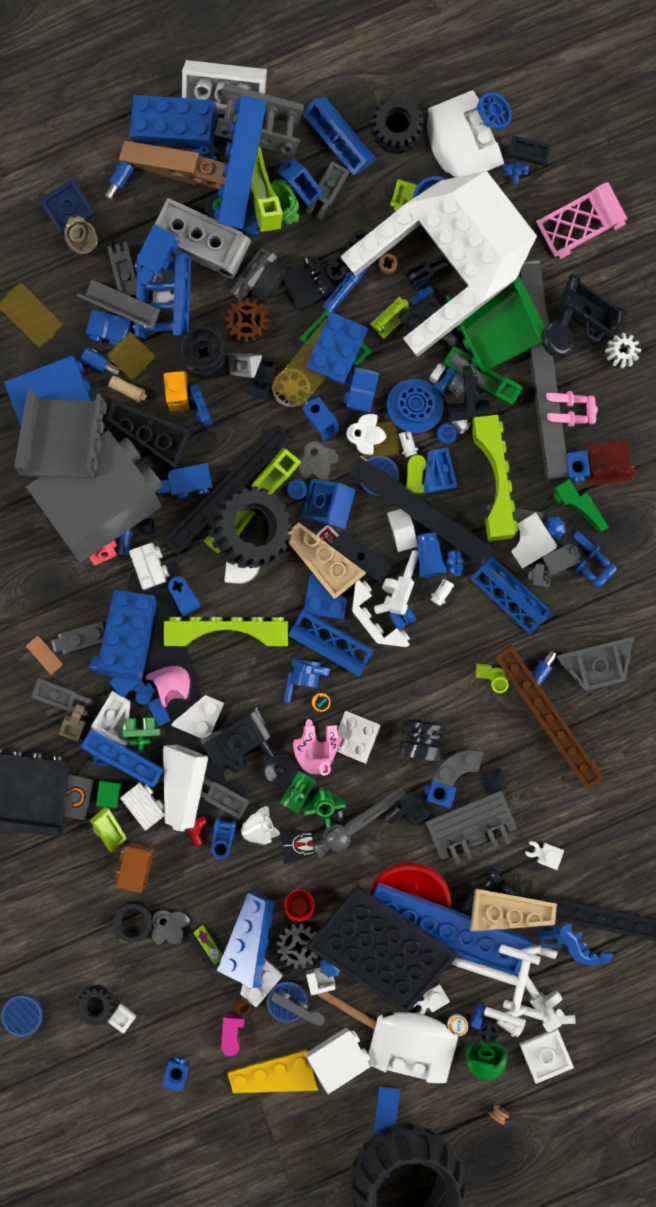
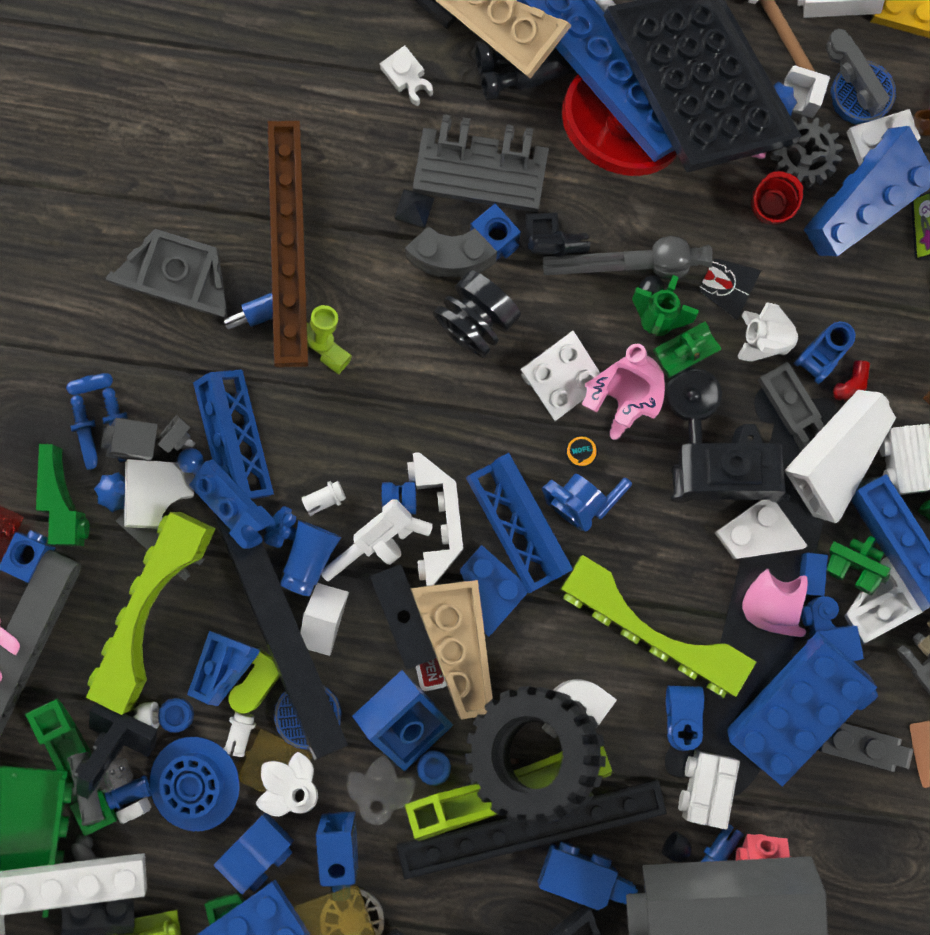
camera: 145 degrees left, 5 degrees down
(492, 559) = (225, 498): none -> blue plate

